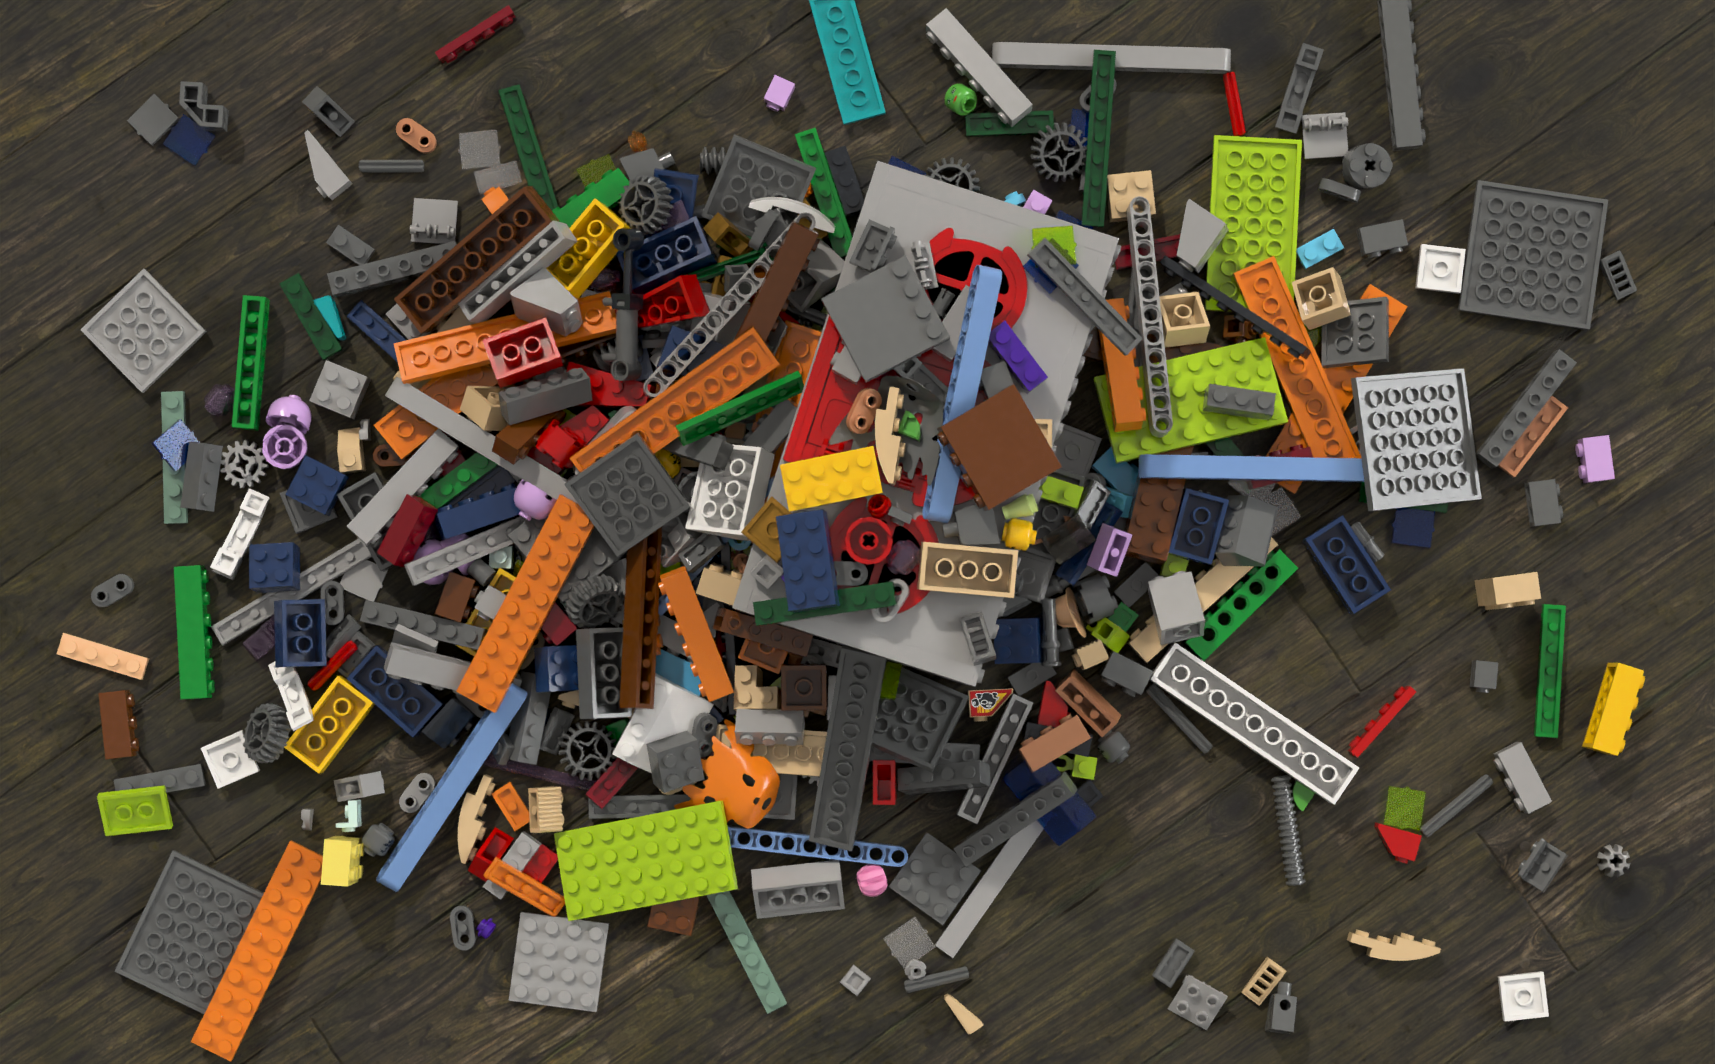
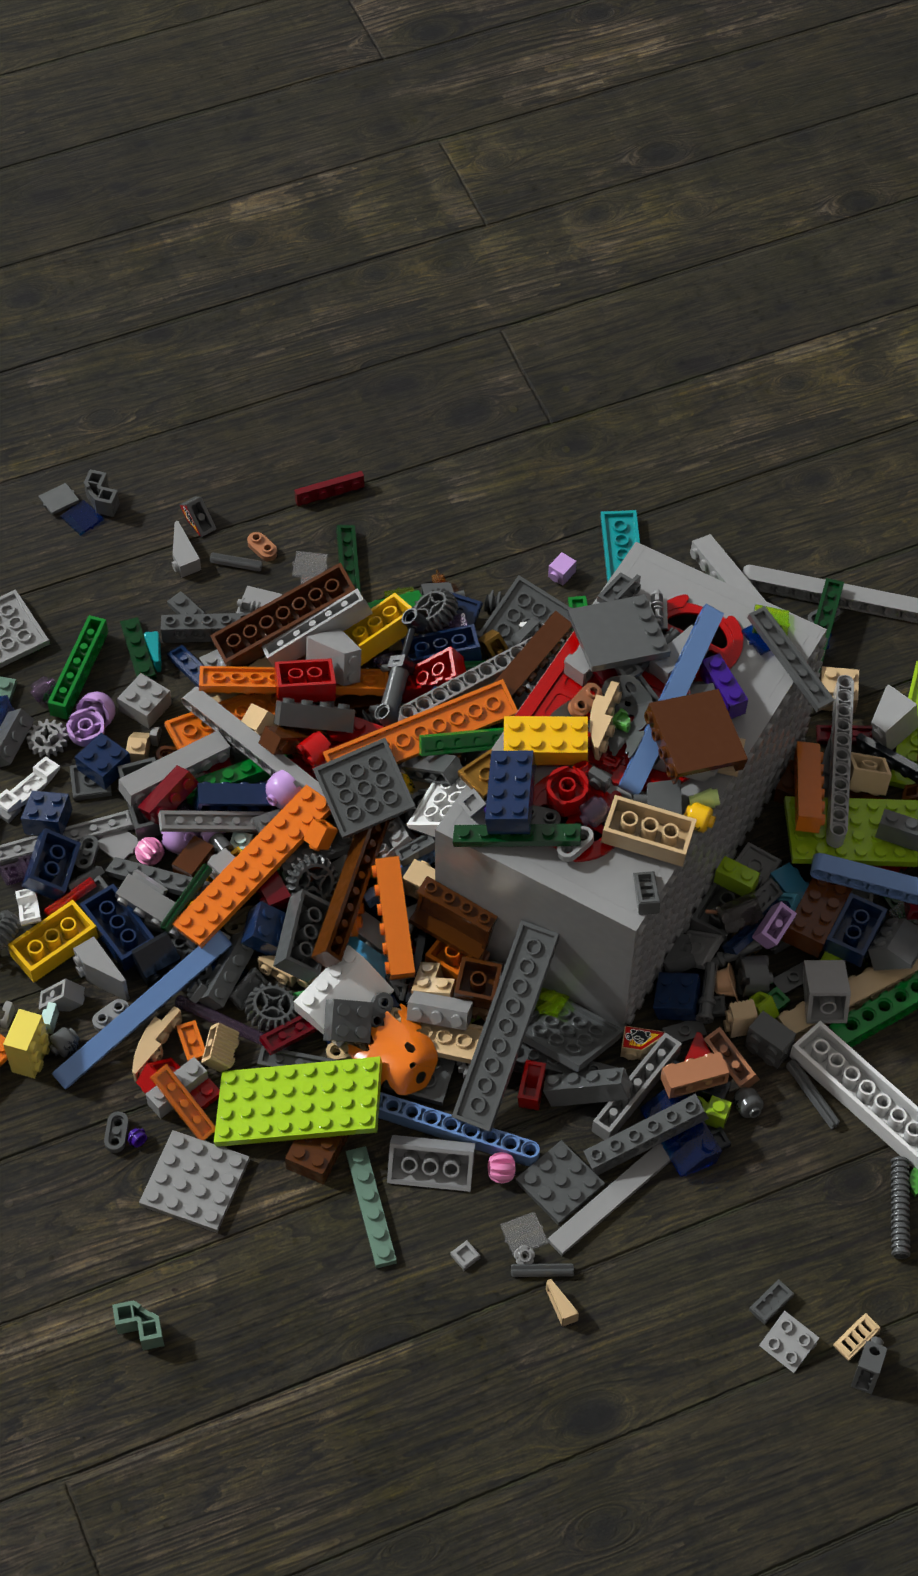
camera: 15 degrees right, 30 degrees down
(386, 745) = (99, 969): none -> light grey slope
(400, 587) = (149, 851): none -> bright pink piece
(463, 657) = (186, 897): none -> dark green axle
(592, 555) = (320, 835): none -> orange brick

